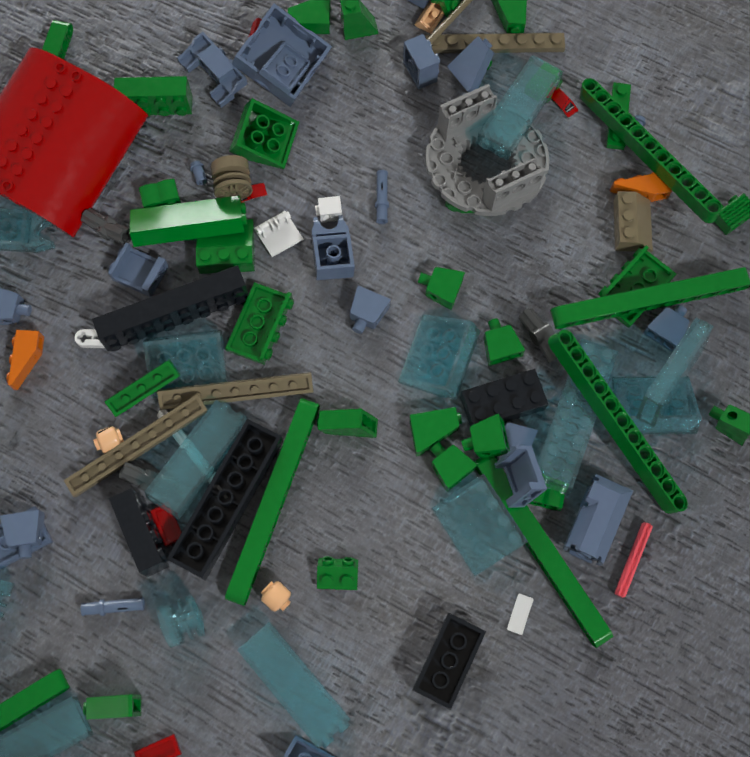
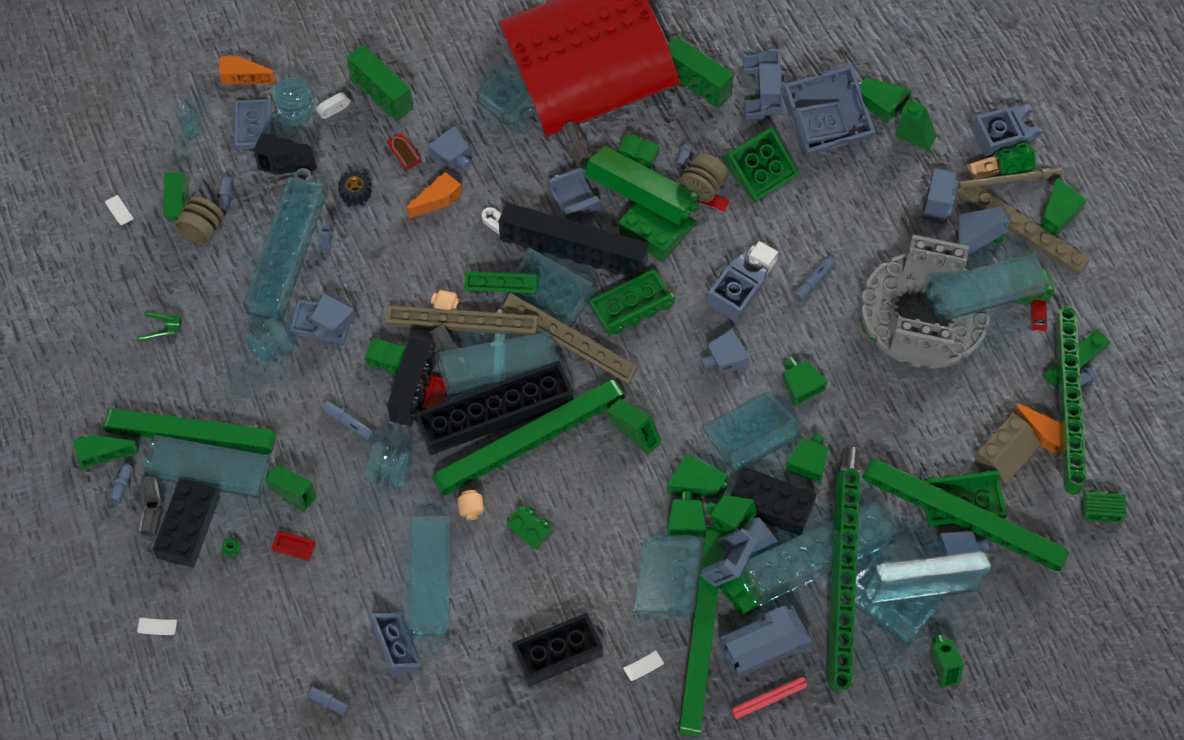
camera: 40 degrees right, 10 degrees down
(97, 525) = (384, 356): none -> green brick
(278, 233) = (706, 247): white hinge -> none

